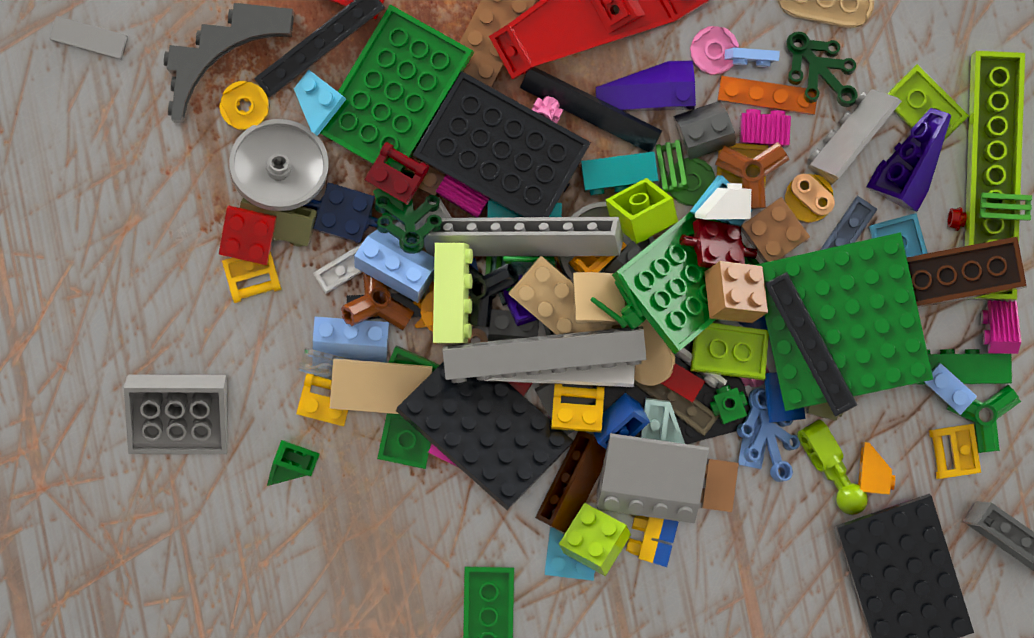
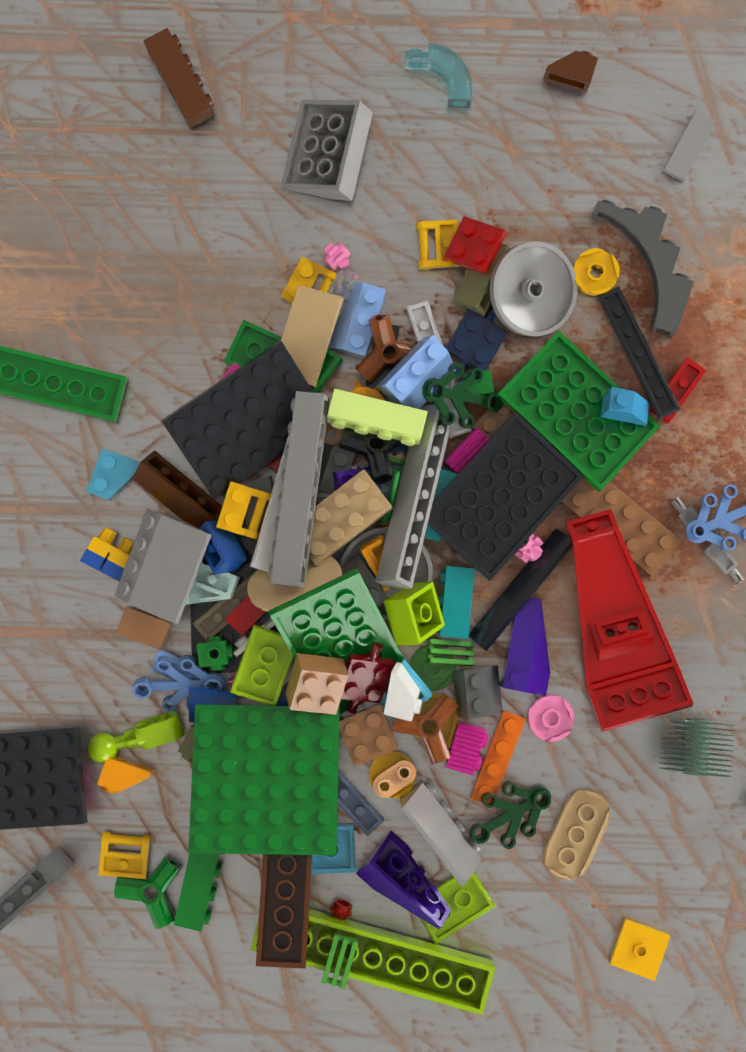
camera: 105 degrees right, 0 degrees up
(36, 174) = (573, 70): none -> reddish brown slope
(62, 302) = (449, 67): none -> clear light blue arch
(136, 586) = (179, 78): none -> reddish brown brick
(289, 377) = (336, 256): none -> bright pink gear
(291, 463) = (259, 242): green slope -> none
(317, 101) = (584, 339): medium azure wing -> none
(380, 44) = (625, 406): none -> dark azure slope
(393, 181) = (495, 387): dark red plate -> none
(595, 539) = (120, 499): lime brick -> none
(601, 287) = (338, 551): tan slope -> none
(630, 313) = (316, 578): green plant -> none
(742, 55) = (534, 760): light blue plate -> none
(811, 344) = (249, 743): black tile -> none
(950, 389) = (180, 867): light blue plate -> none
(1002, 327) = (228, 928): dark pink brick -> none

